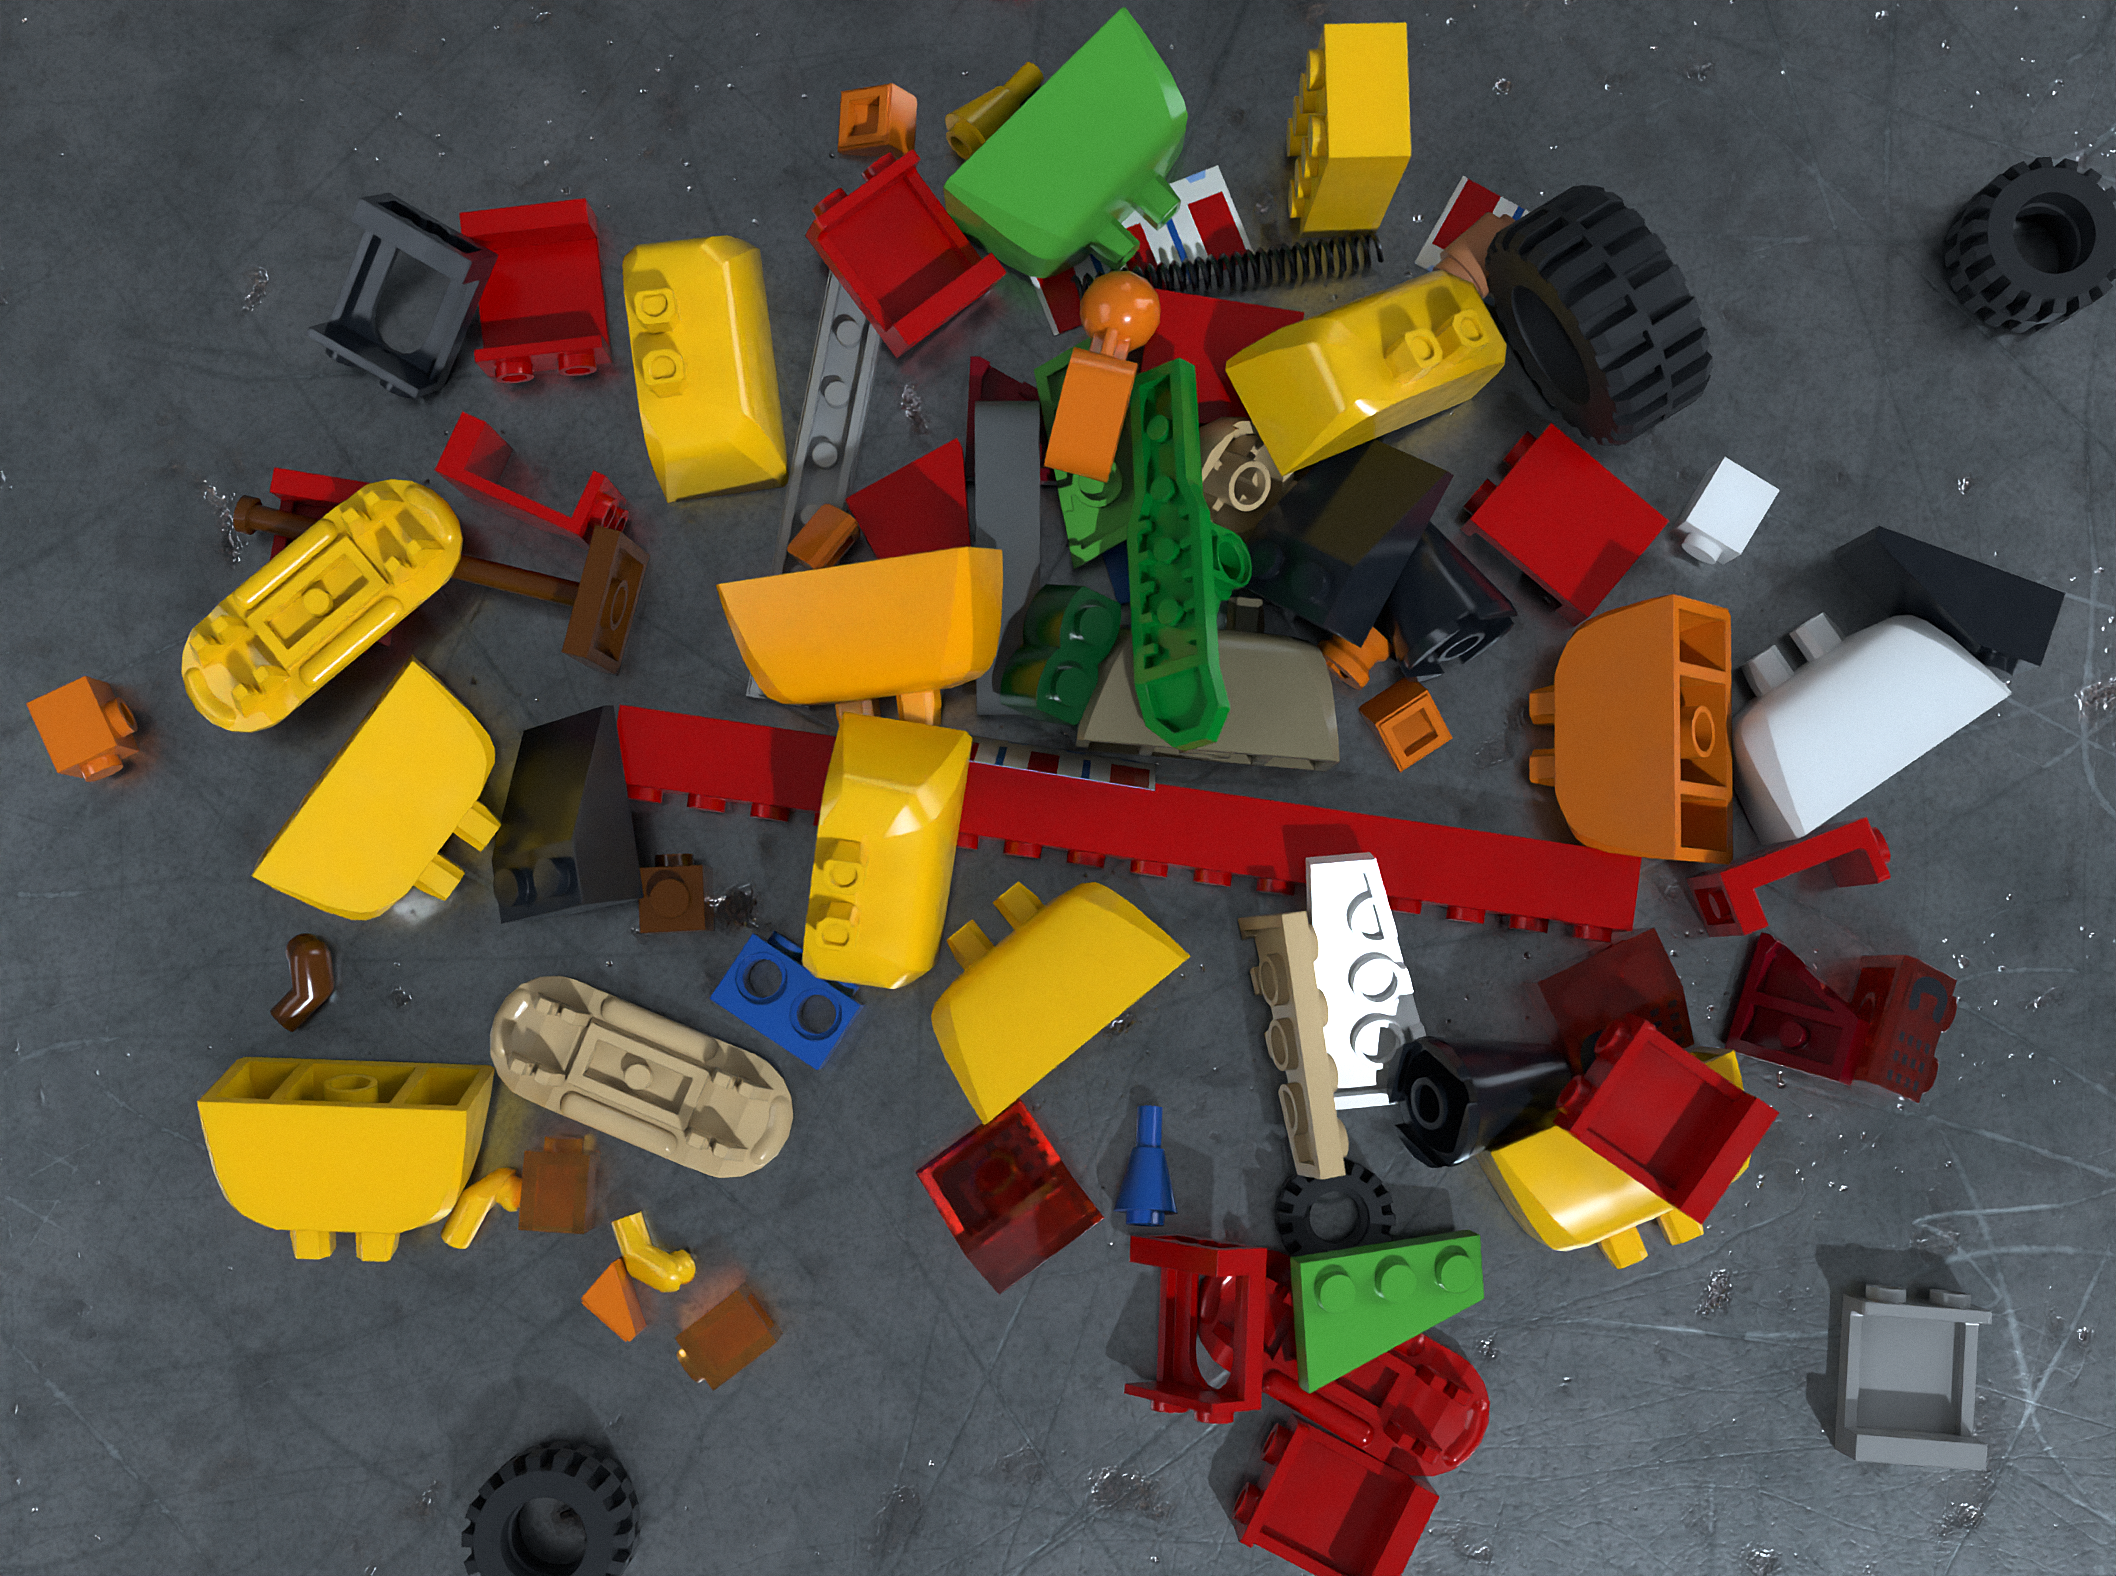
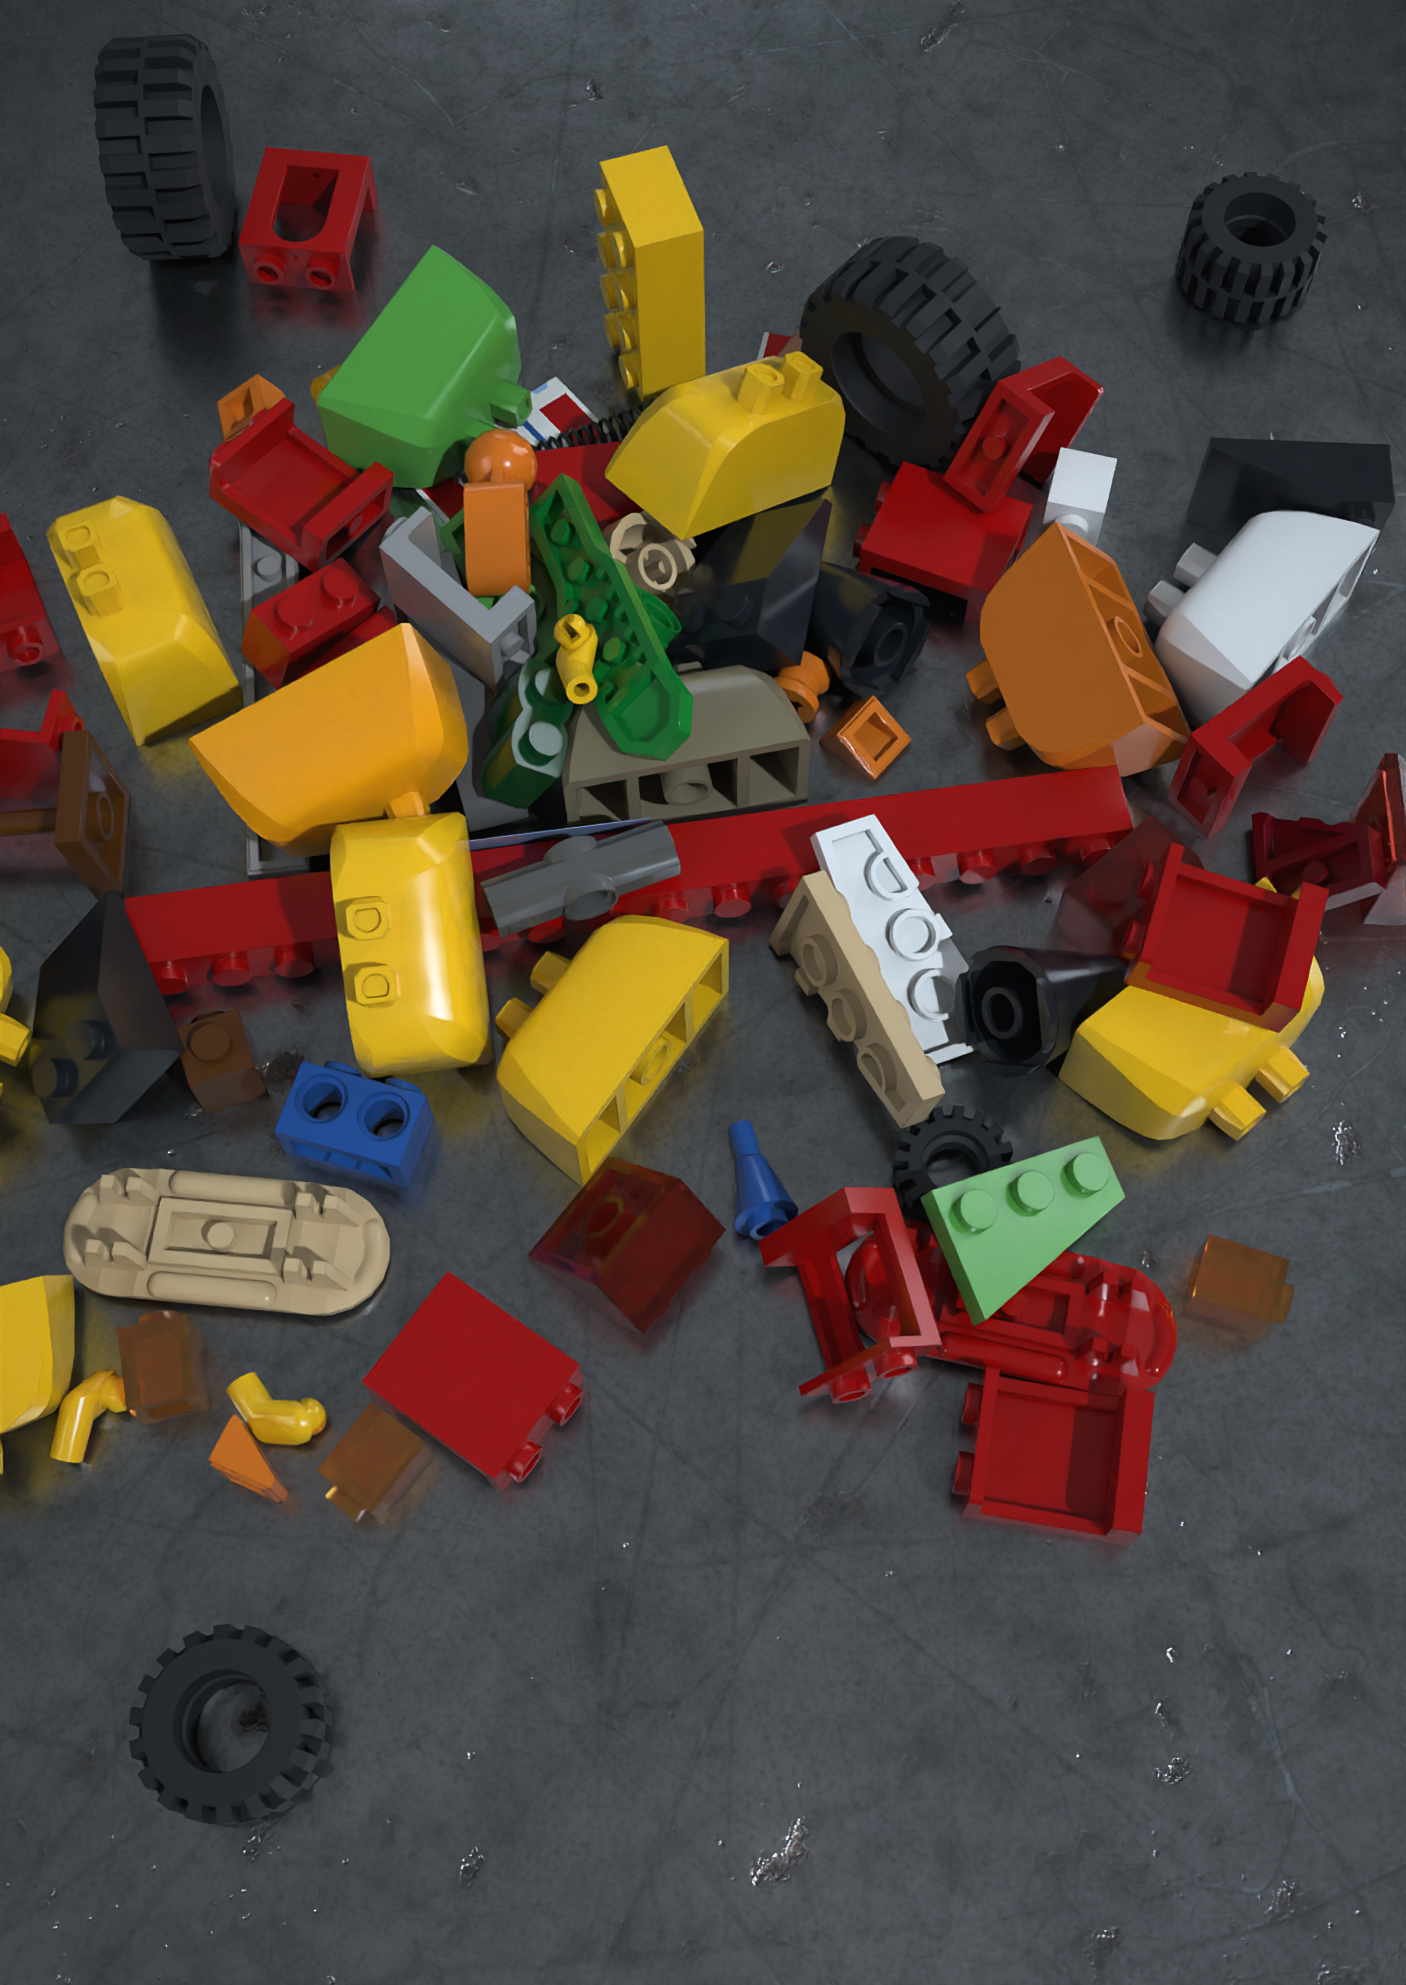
camera: 10 degrees left, 20 degrees down
(836, 1291) = (477, 1381): none -> red panel
(874, 436) = (306, 621): none -> red brick
(979, 455) = (484, 640): none -> light grey panel
(1068, 832) = (581, 878): none -> dark grey piece
(1127, 609) = (576, 657): none -> yellow arm
(1554, 1413) = (1237, 1288): none -> clear orange brick
(1687, 444) = (1022, 429): none -> red panel

